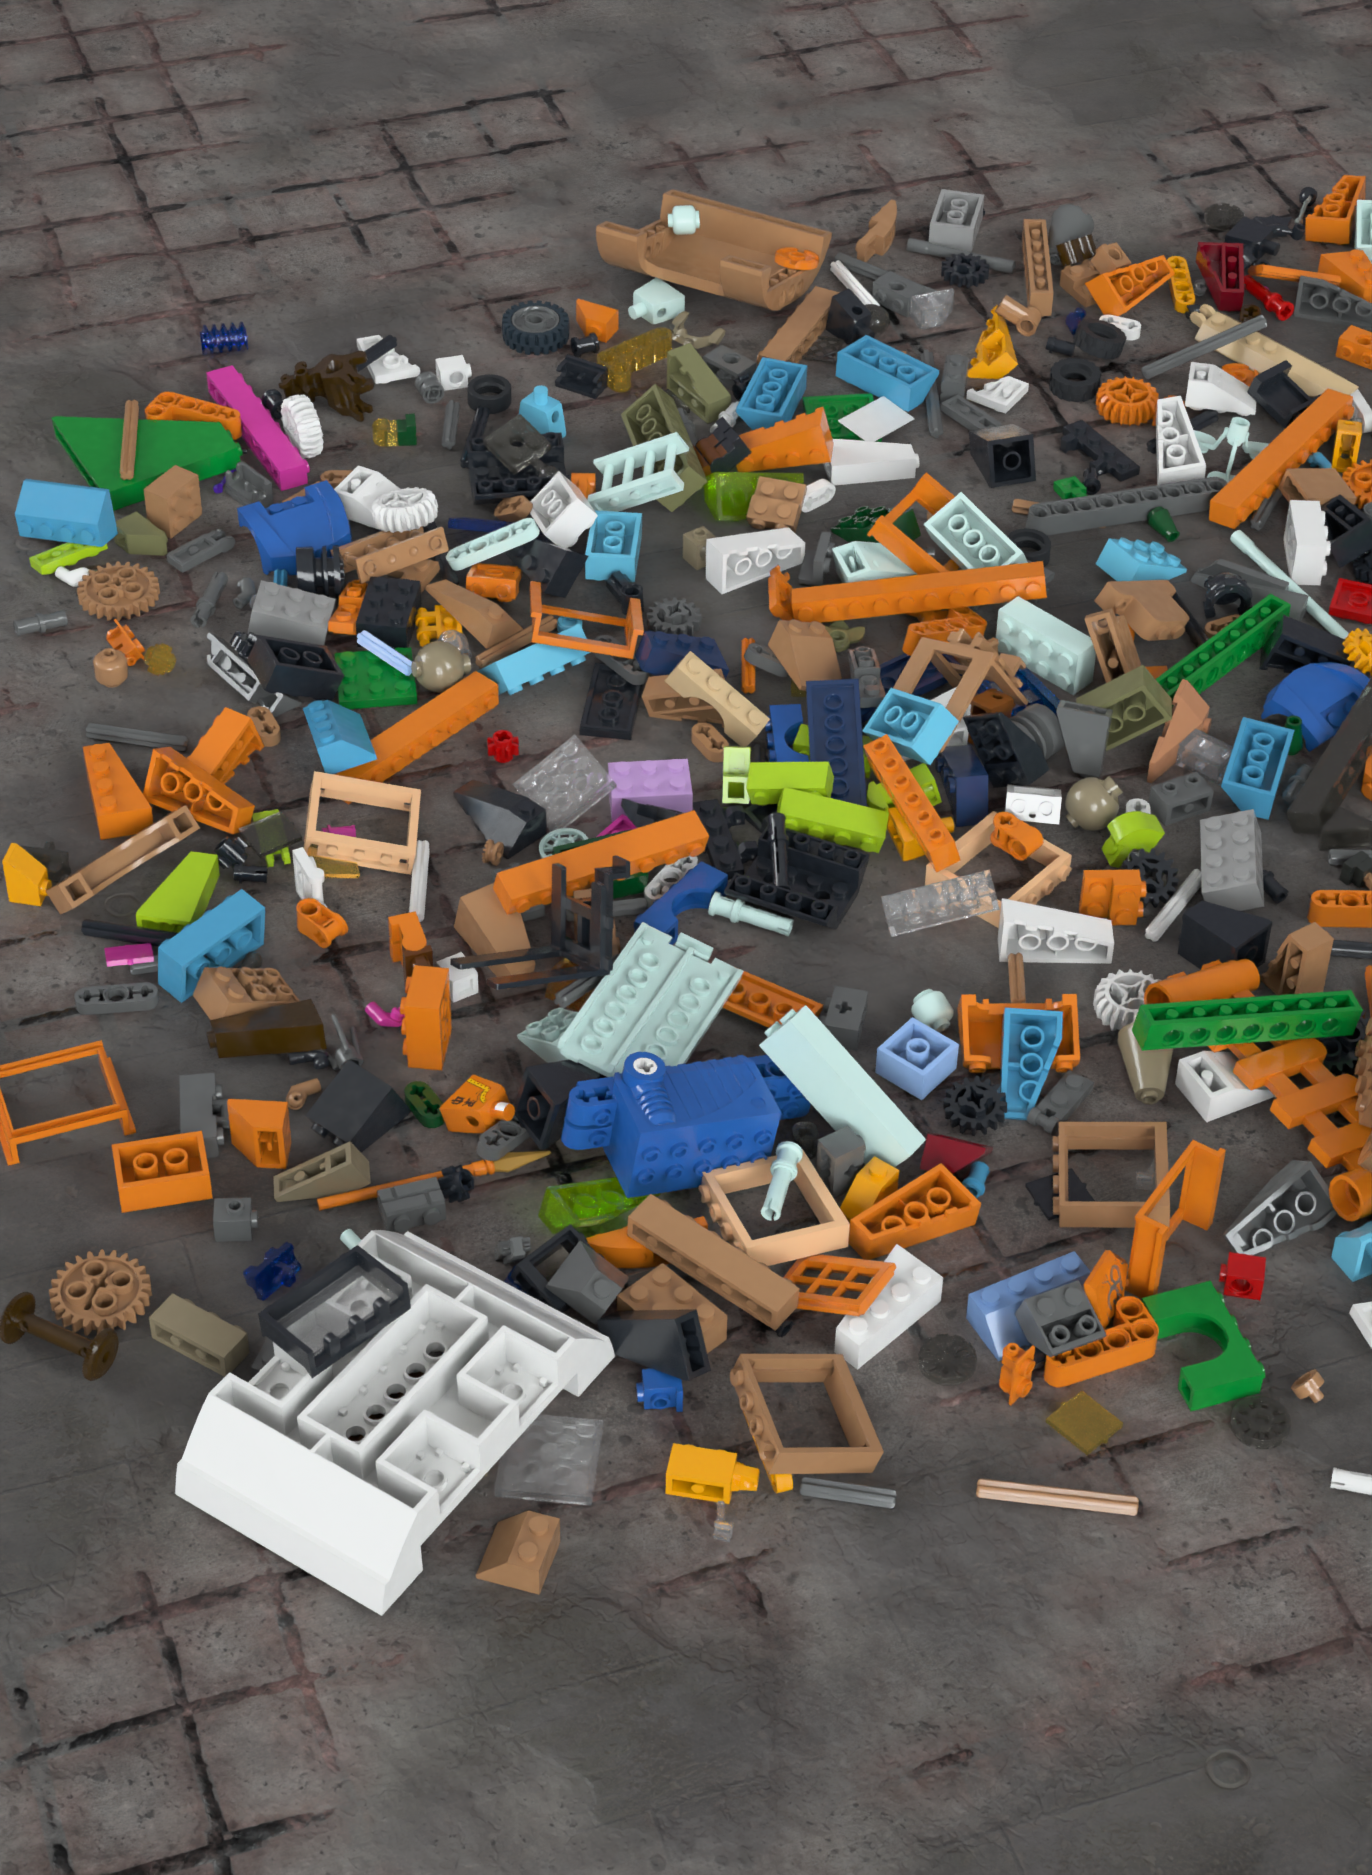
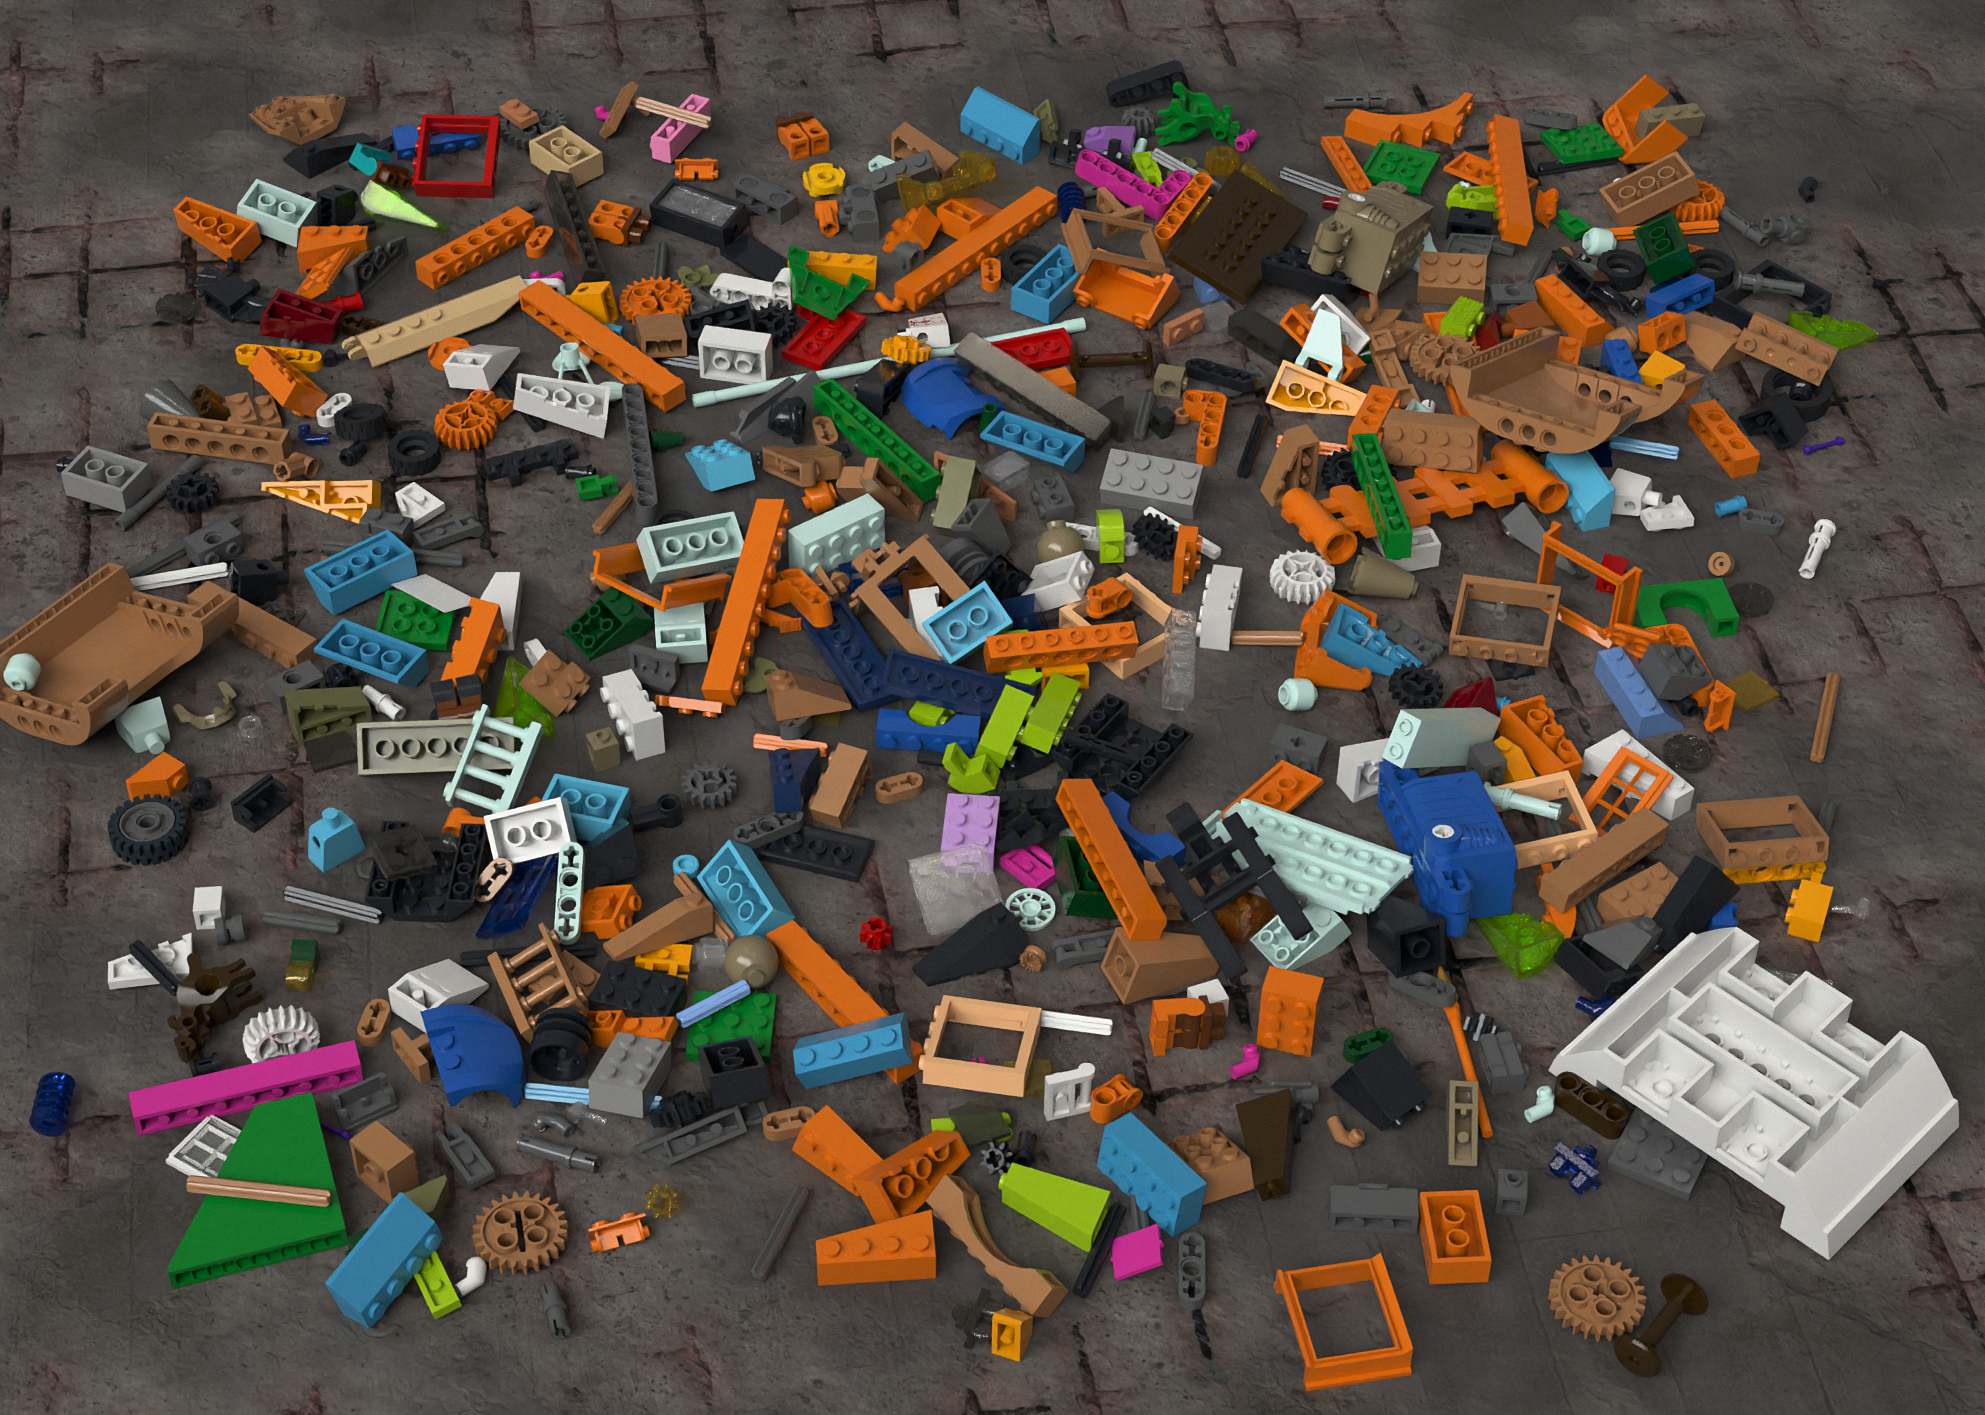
camera: 80 degrees left, 0 degrees up
(110, 667) = (666, 1242): medium nougat head -> none
(185, 408) = (202, 1146): orange beam -> none
(199, 1335) = (1652, 1226): dark tan brick -> none
(261, 1131) = (1415, 1152): orange slope -> none
(335, 1310) = (1710, 1075): window -> none
(404, 509) = (486, 956): white gear -> none
(477, 1106) = (1388, 999): orange torso -> none
(489, 384) = (256, 868): black tyre -> none
(512, 1250) = (1577, 988): dark grey hinge -> none
(521, 1551) = (1891, 1015): medium nougat slope -> none
(632, 625) = (717, 810): orange piece -> none
(634, 355) = (239, 758): clear yellow beam -> none
(698, 680) = (862, 755): tan arch -> none
(738, 911) = (1149, 797): light aqua pin -> none
(791, 258) = (135, 600): orange tile -> none
(866, 668) = (855, 659): dark grey slope -> none
(880, 233) = (89, 536): medium nougat slope -> none
(916, 1058) = (1361, 709): light blue brick -> none
(931, 308) = (254, 526): clear slope -> none
(1003, 454) = (522, 517): black slope -> none
(1109, 258) = (249, 383): medium nougat brick -> none
(1204, 347) = (411, 357): dark grey axle -> none
(1222, 934) = (1252, 507): black slope -> none
(1280, 394) = (505, 328): black panel -> none
(1306, 201) = (173, 249): black hinge -> none

